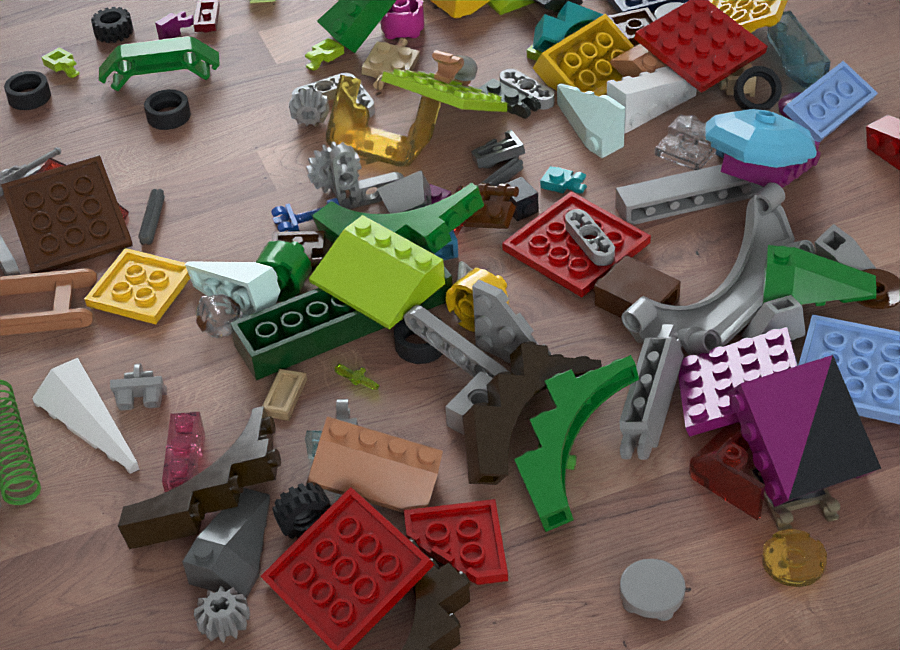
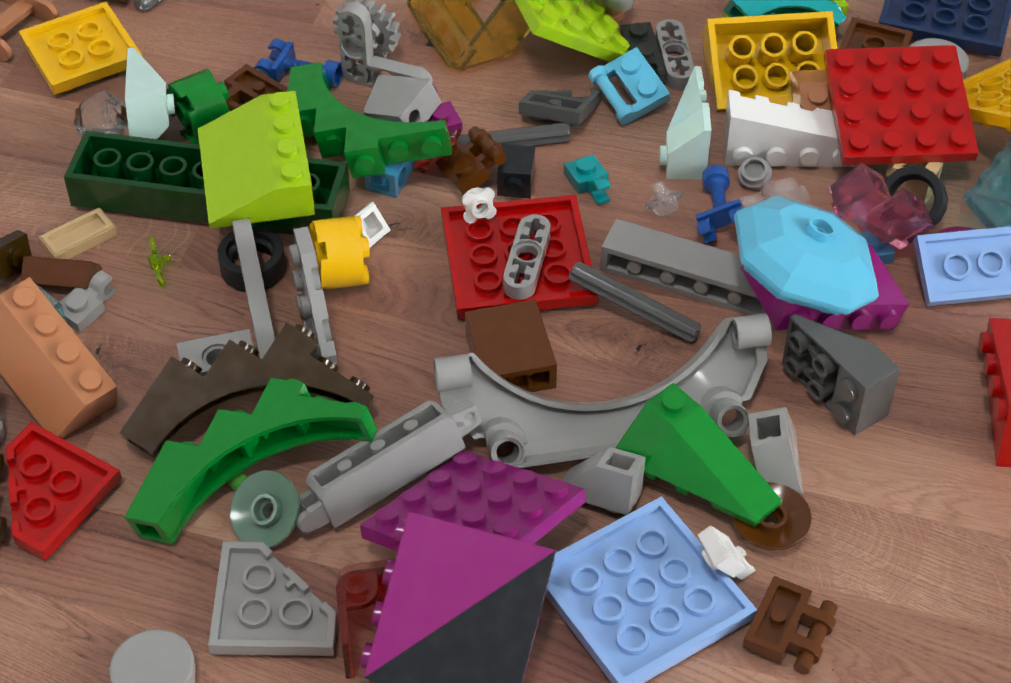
camera: 35 degrees right, 5 degrees up
(305, 419) = (59, 271): none -> reddish brown slope
(528, 111) = (638, 81): none -> medium azure plate
(529, 224) = (473, 198): none -> white plate
(598, 450) = (253, 503): none -> sand green dish
(621, 167) = (663, 200): none -> clear plant
(637, 141) = (716, 182): none -> blue bar
(651, 125) = (754, 172): none -> light grey plate
(672, 512) = (266, 607): none -> light grey plate
(675, 226) = (634, 302): none -> dark grey axle
(760, 94) = (866, 201): none -> clear pink arch
(827, 195) = (841, 372): none -> dark grey slope
(882, 318) = (722, 554): none -> white plate

